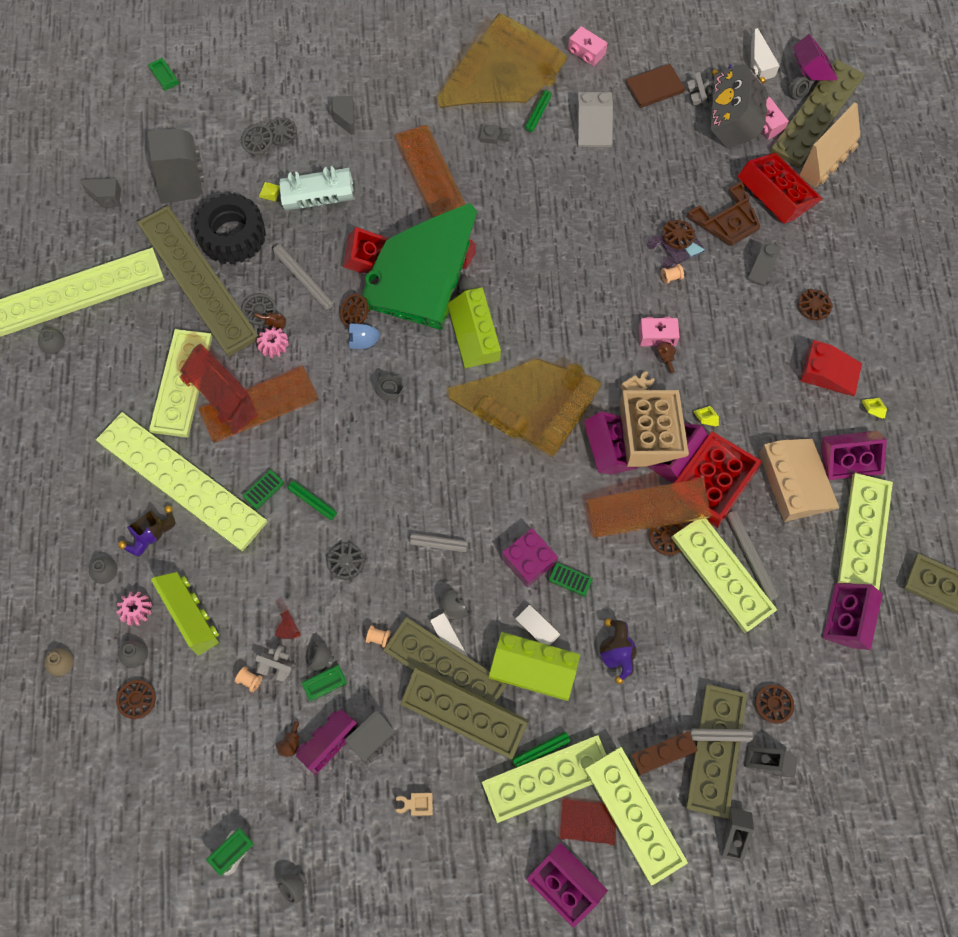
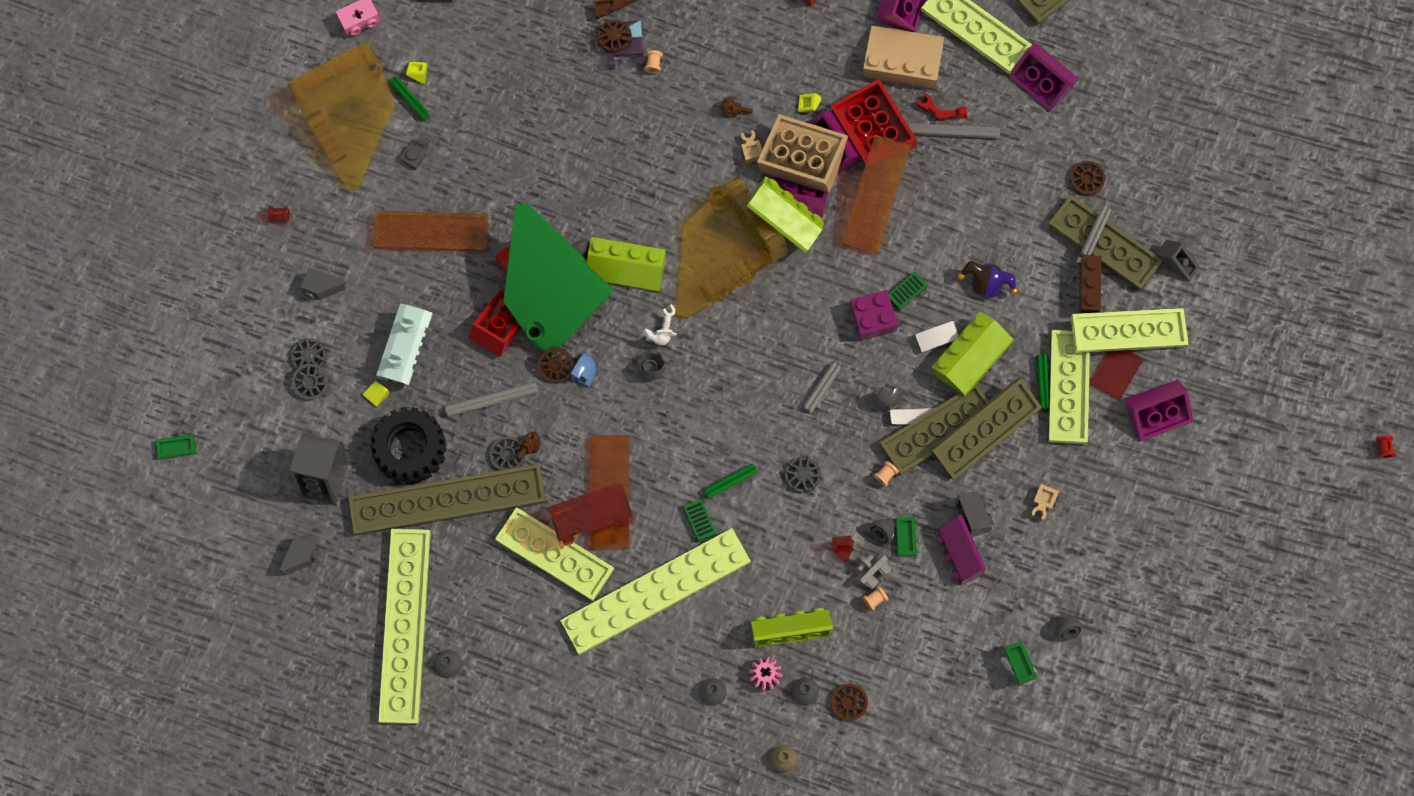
camera: 60 degrees left, 5 degrees up
(148, 531) = (694, 636): piece -> none
(267, 347) = (560, 453): bright pink gear -> none
(289, 745) = (948, 585): reddish brown piece -> none
(390, 61) = (278, 214): none -> clear red bush
(421, 384) = (663, 335): none -> white piece
(565, 107) = (417, 71): none -> neon yellow slope
(583, 433) = (785, 213): none -> lime slope
(594, 119) = (449, 50): light grey slope -> none
(658, 330) = (706, 113): bright pink brick -> none
(665, 538) = (906, 192): reddish brown wheel -> none
(724, 574) = (961, 161): yellowish green plate -> none
(772, 552) = (960, 113): none -> red piece
(772, 761) = (1133, 204): dark grey slope -> none

